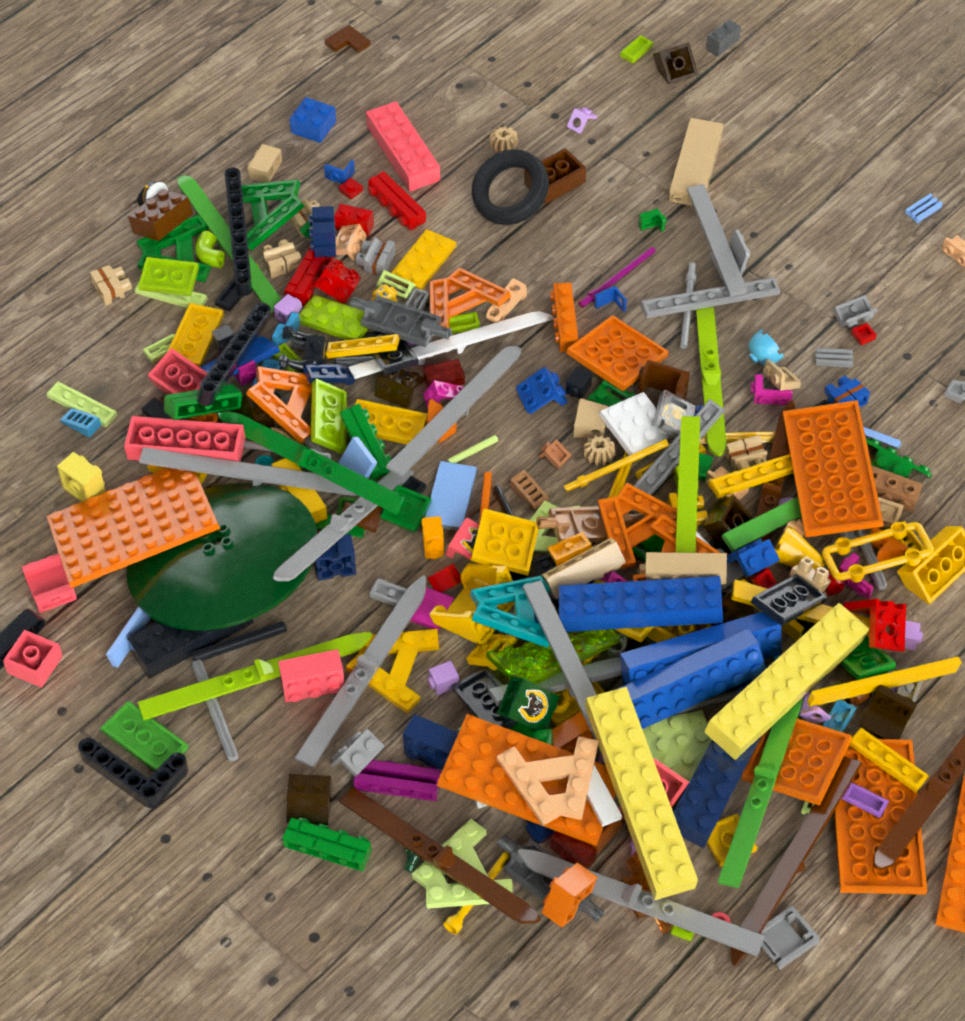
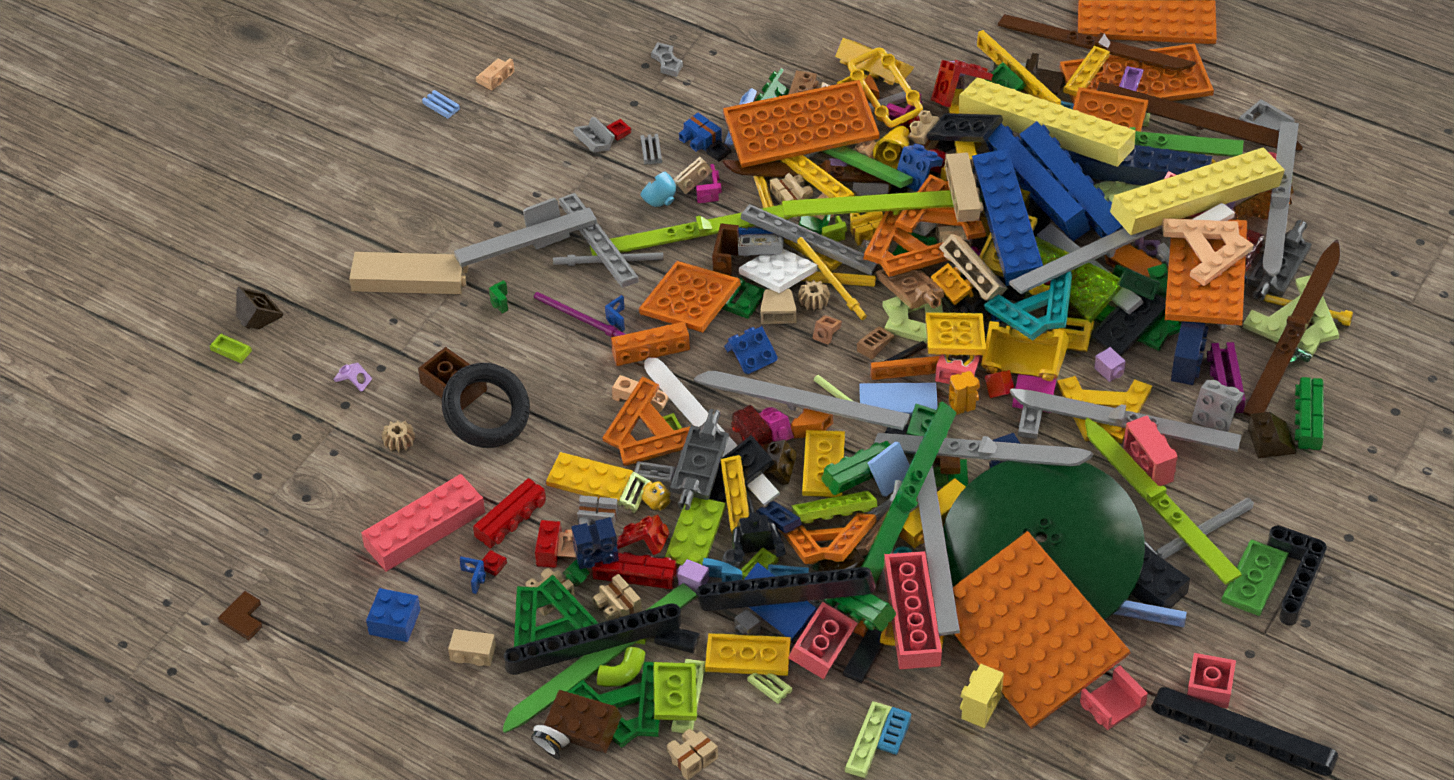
camera: 100 degrees left, 5 degrees down
(567, 894) = (1303, 230): orange brick -> none
(578, 383) = (734, 322): black brick -> none
(723, 38) = (212, 272): dark grey brick -> none

